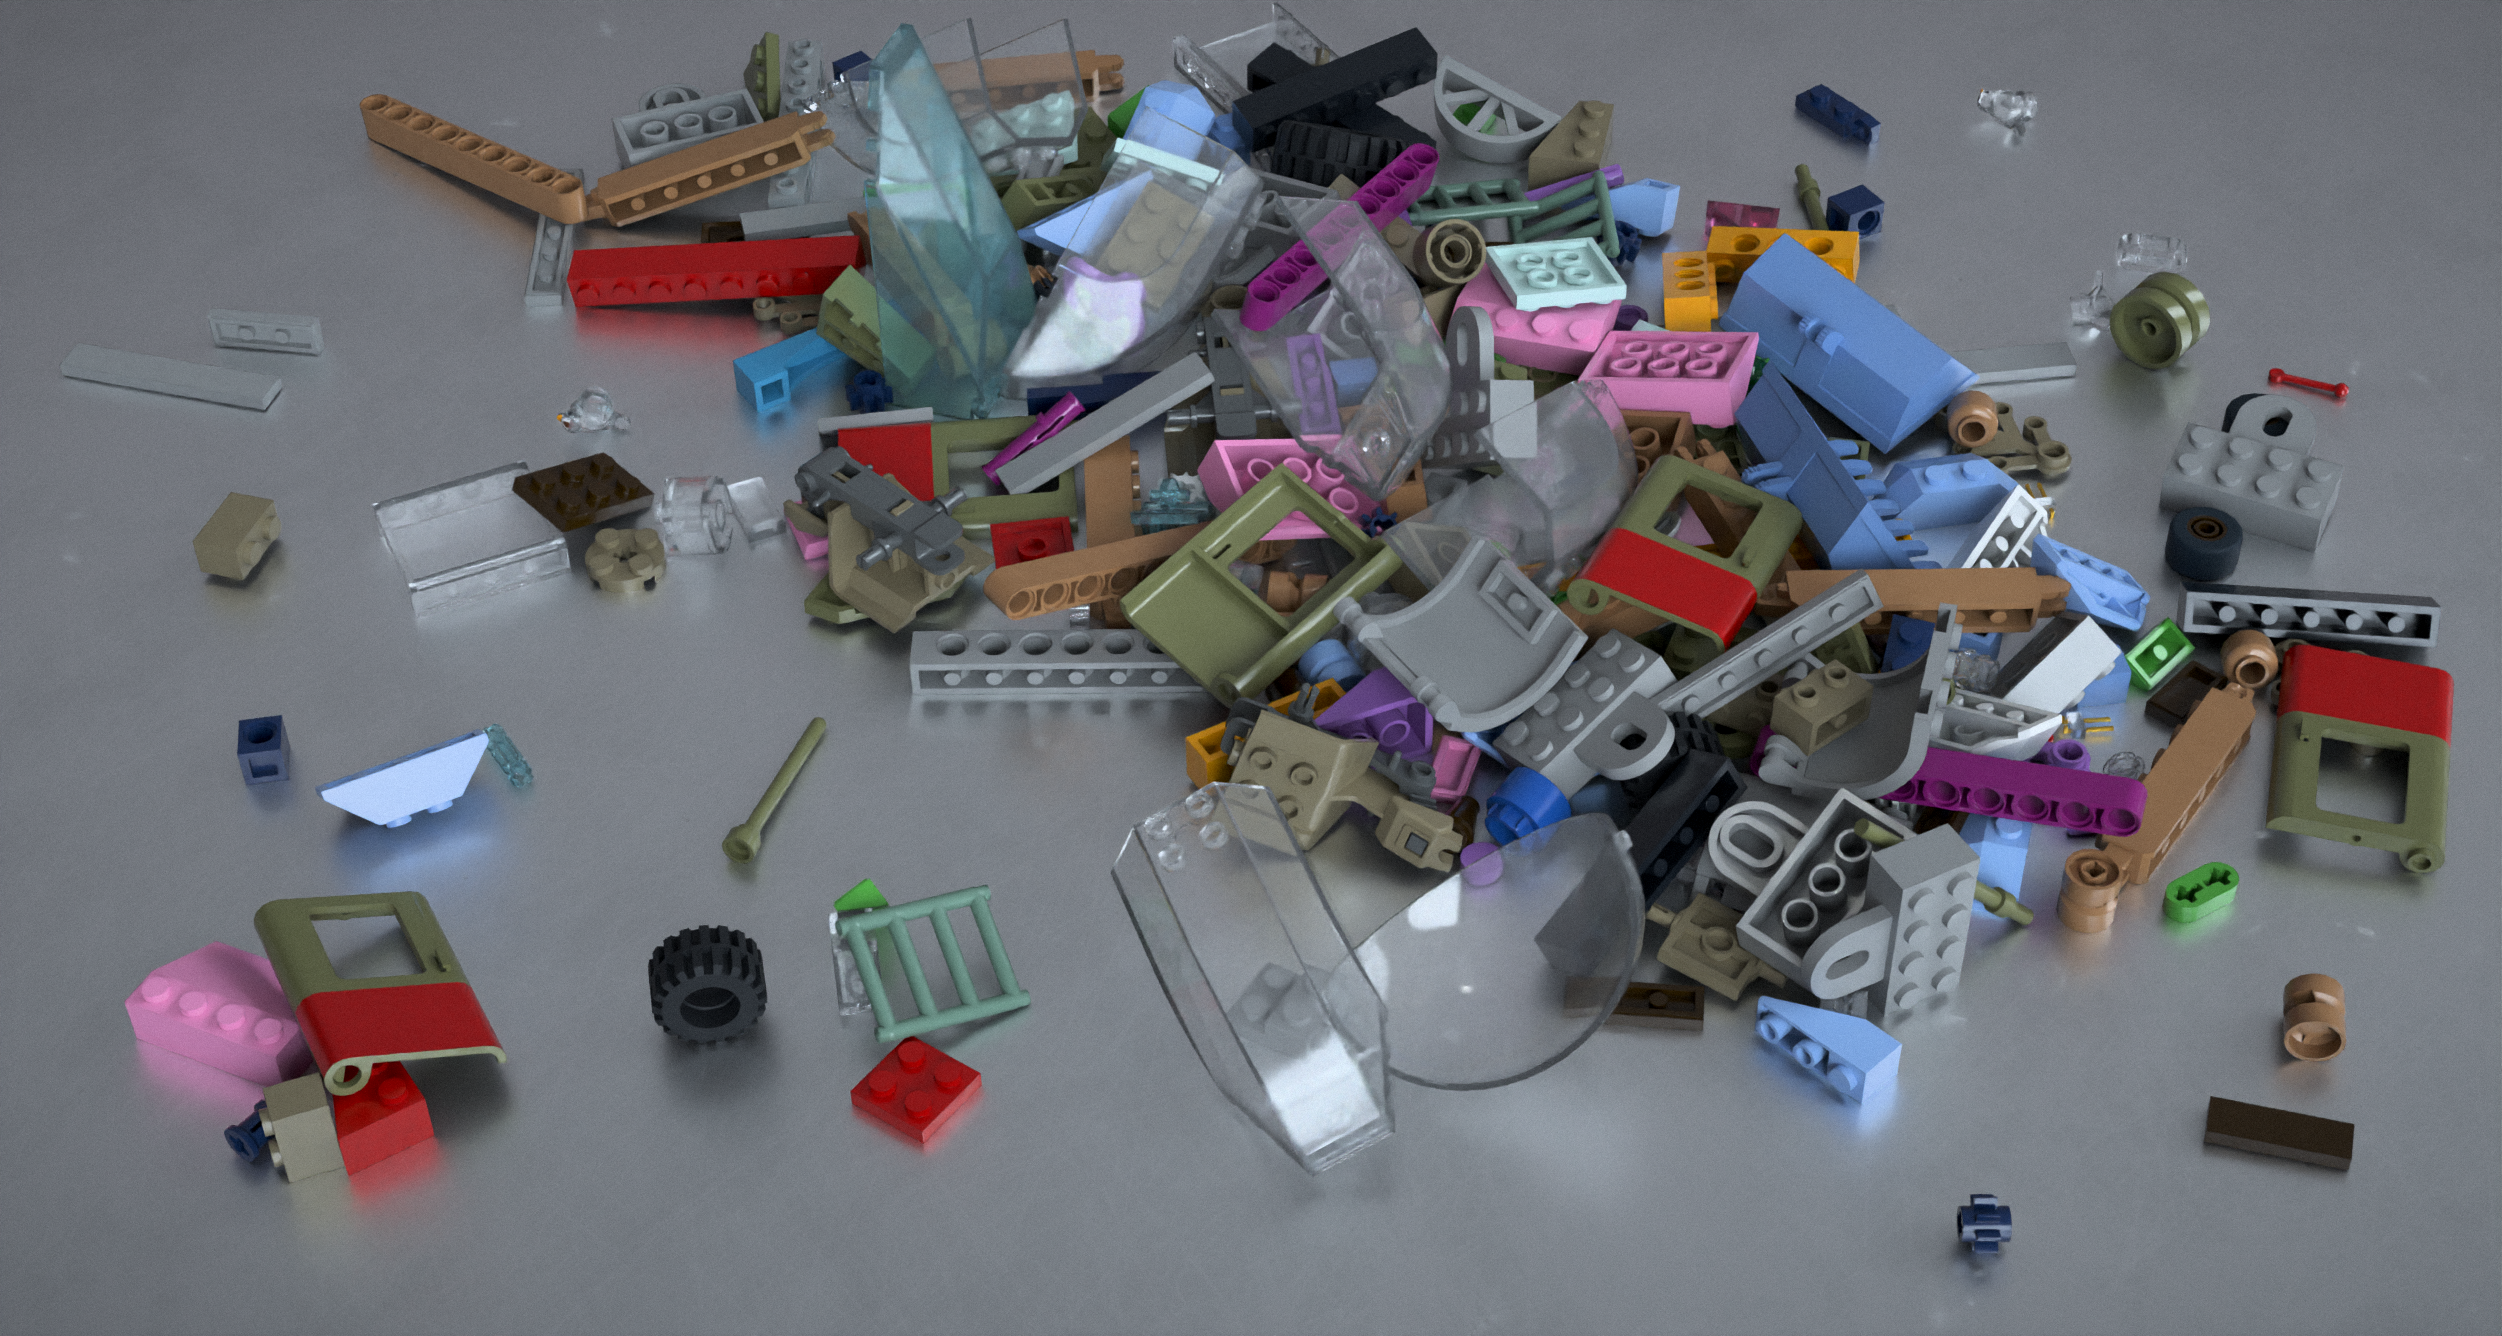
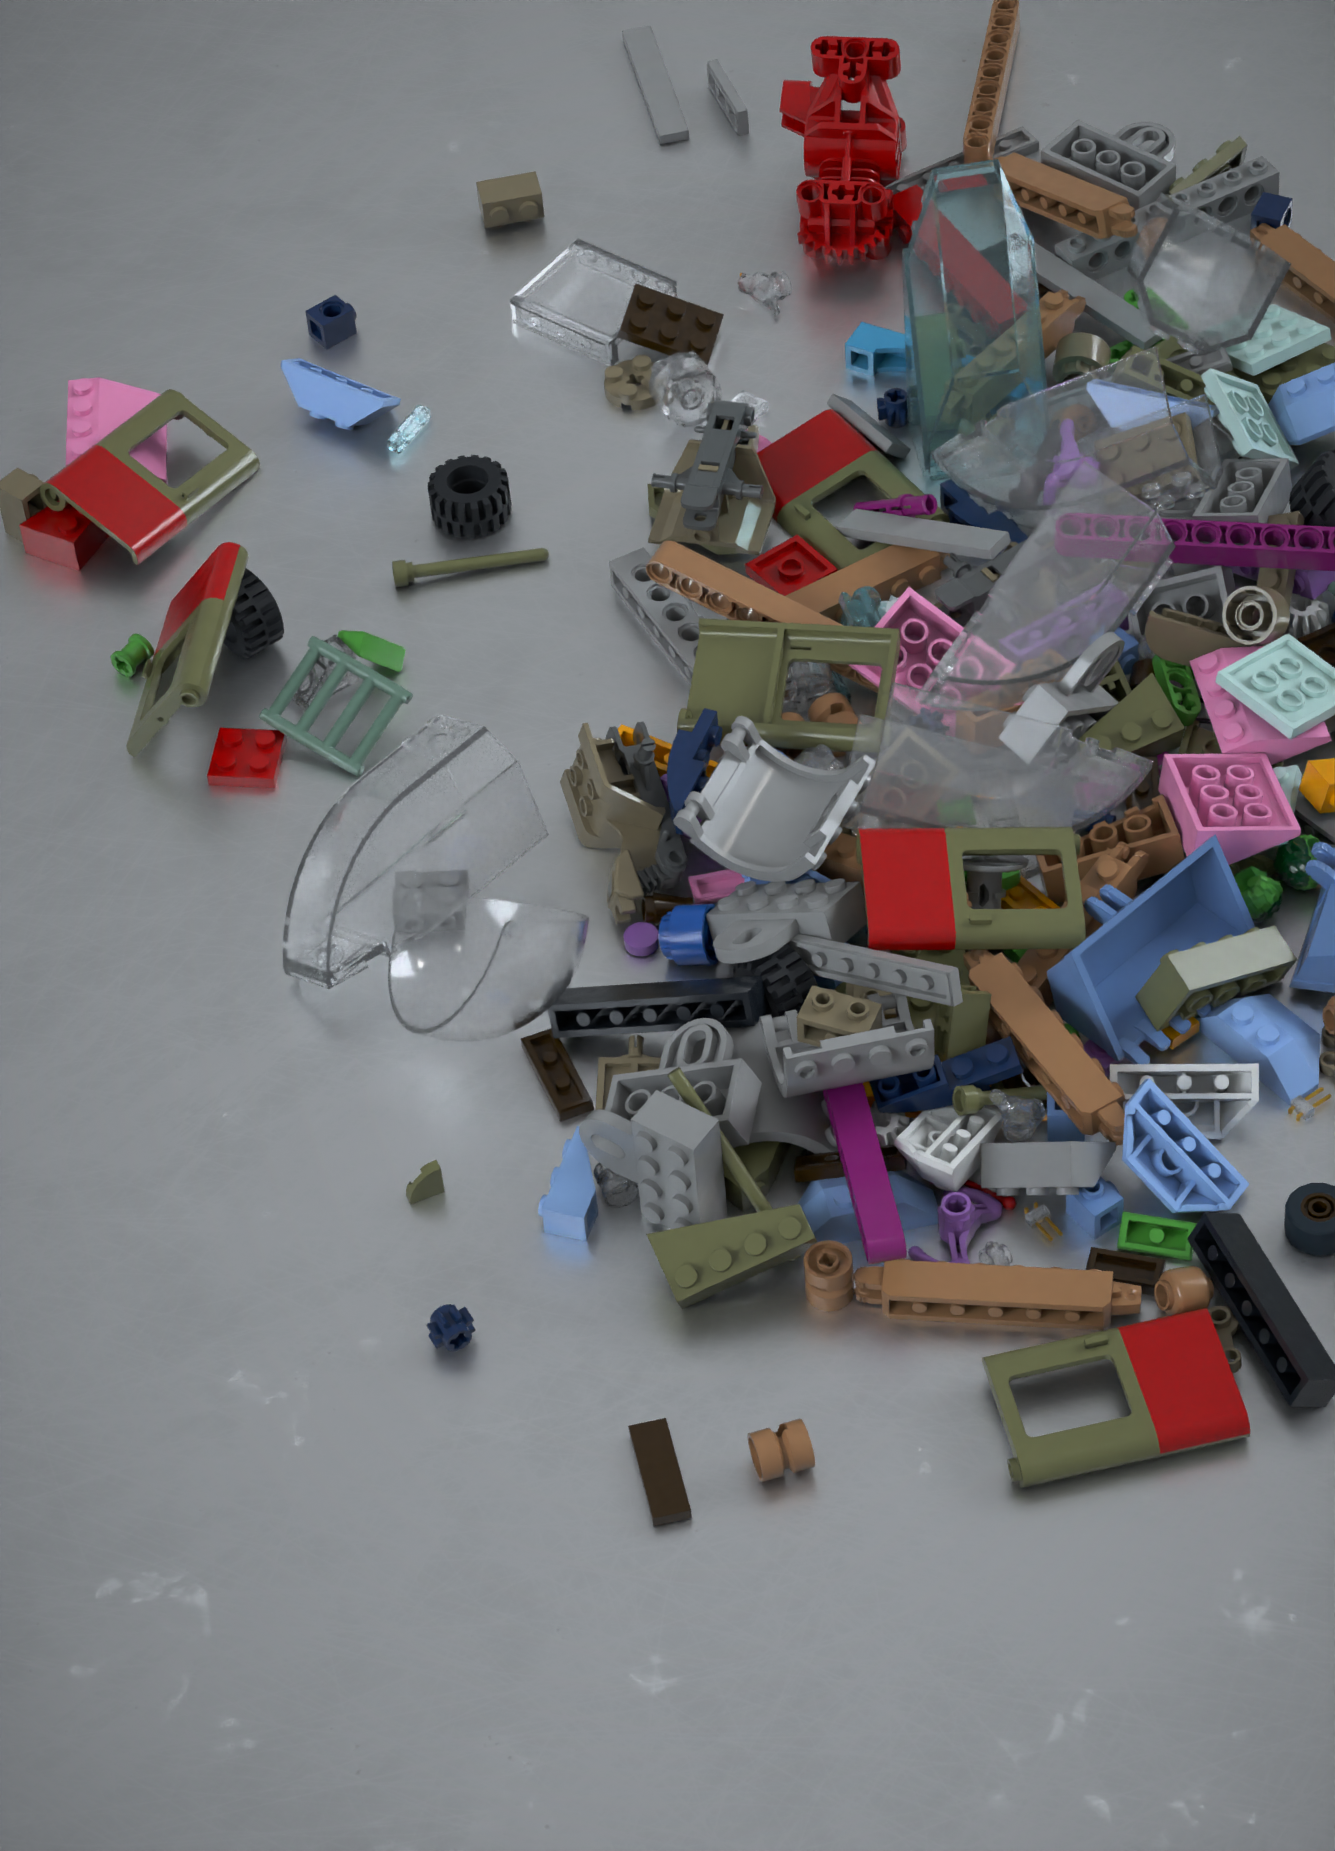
camera: 65 degrees right, 5 degrees up
(508, 242) = (847, 151): none -> red connector
(650, 1127) = (132, 655): none -> bright green bush
(677, 1022) = (196, 632): none -> olive piece
(684, 738) = (469, 496): none -> black tyre
(1348, 698) = (690, 759): none -> dark blue slope
(1737, 1169) = (426, 1184): none -> olive tile
(1885, 467) = (1214, 974): none -> olive wedge
(2033, 943) = (727, 1251): none -> olive wedge
(2205, 897) = (892, 1347): bright green beam -> none

